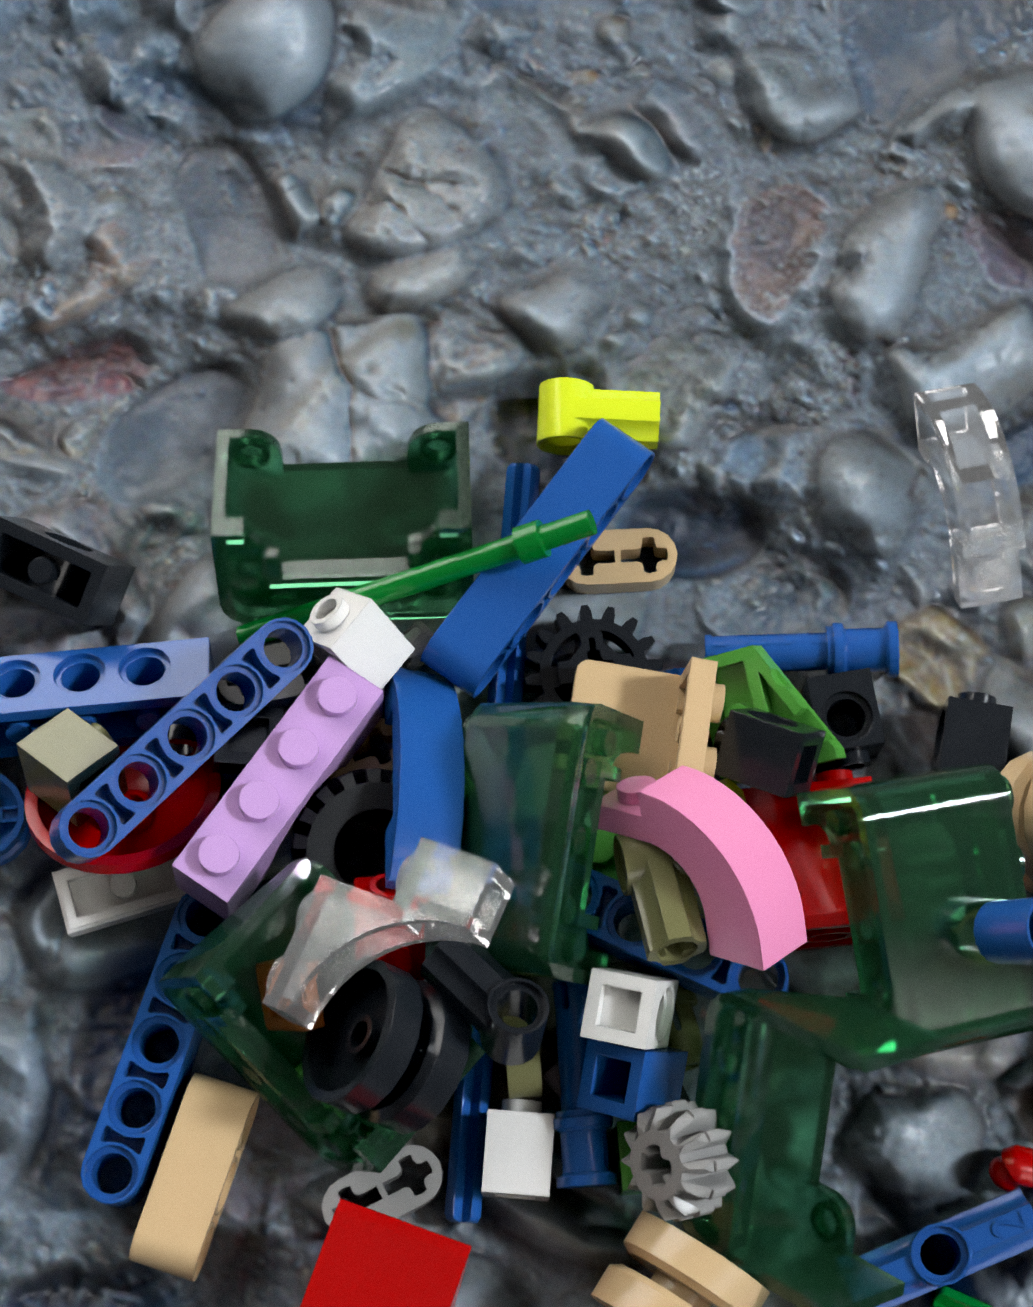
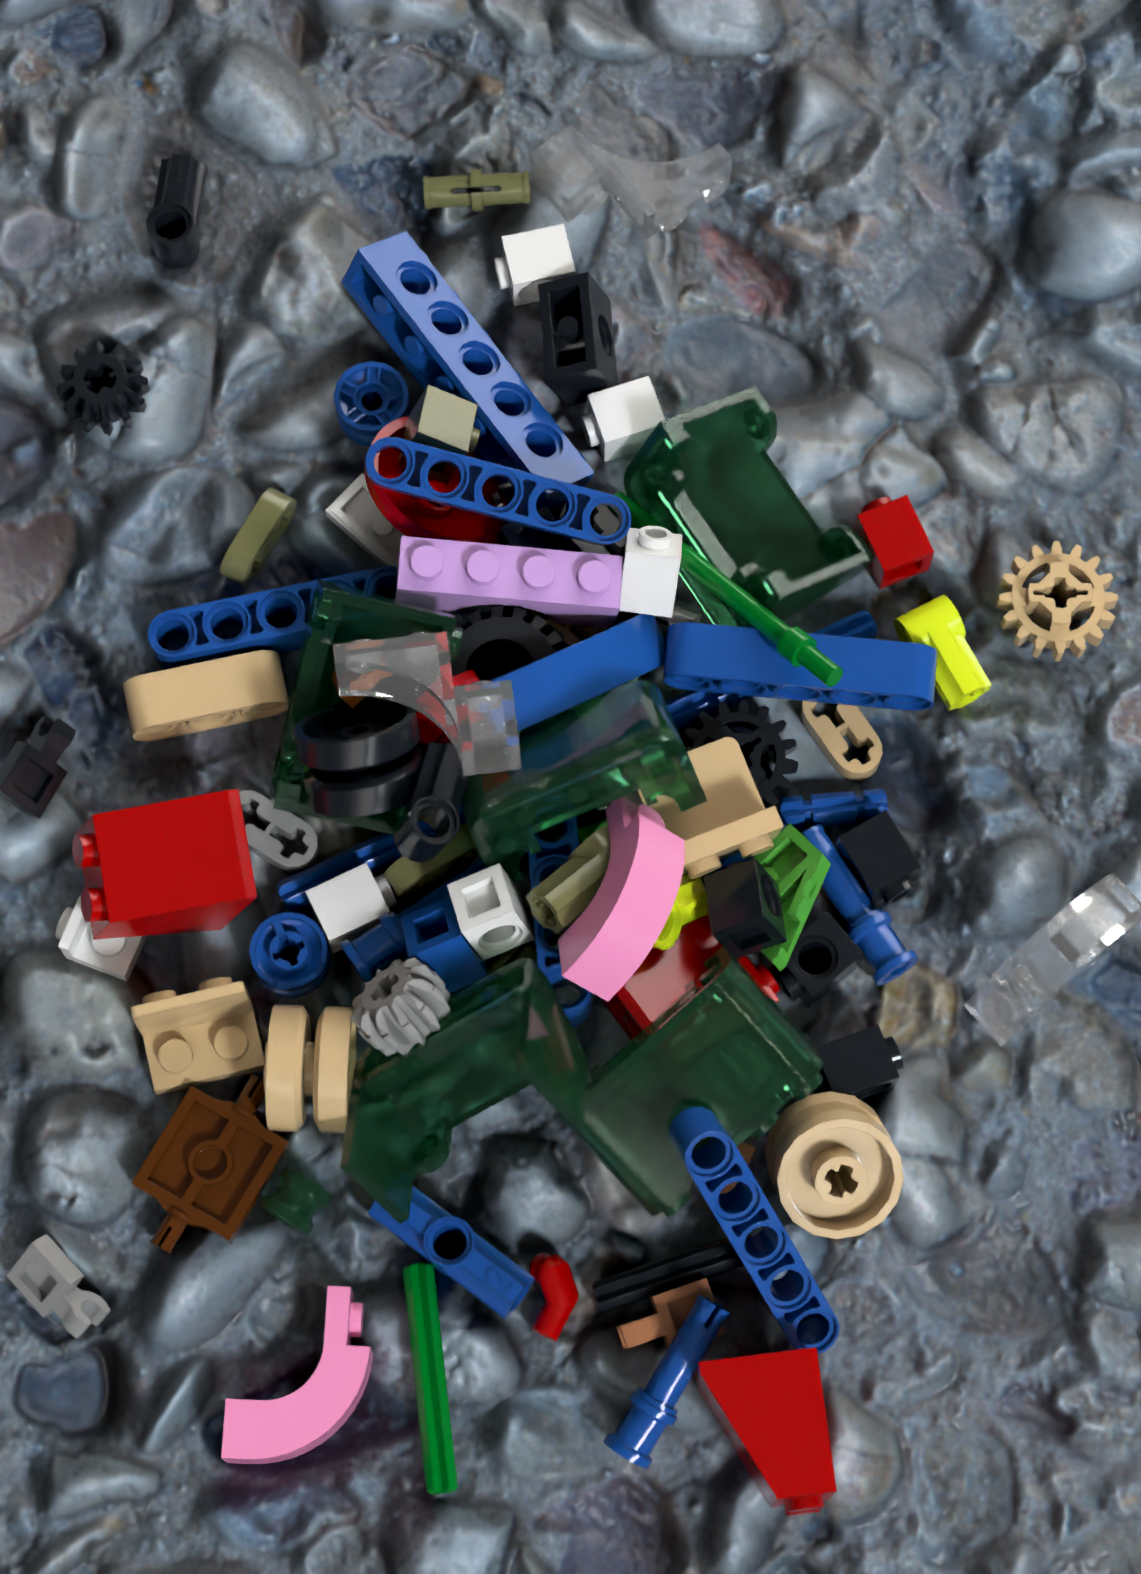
camera: 60 degrees right, 0 degrees up
(54, 1020) = (258, 537): none -> olive beam
(165, 577) = (621, 418): none -> white brick
(455, 392) = (895, 540): none -> red brick
(522, 1219) = (277, 974): none -> blue wheel
(624, 306) = (1059, 580): none -> tan gear
(692, 612) = (832, 808): none -> blue axle
(774, 597) = (880, 859): none -> black brick

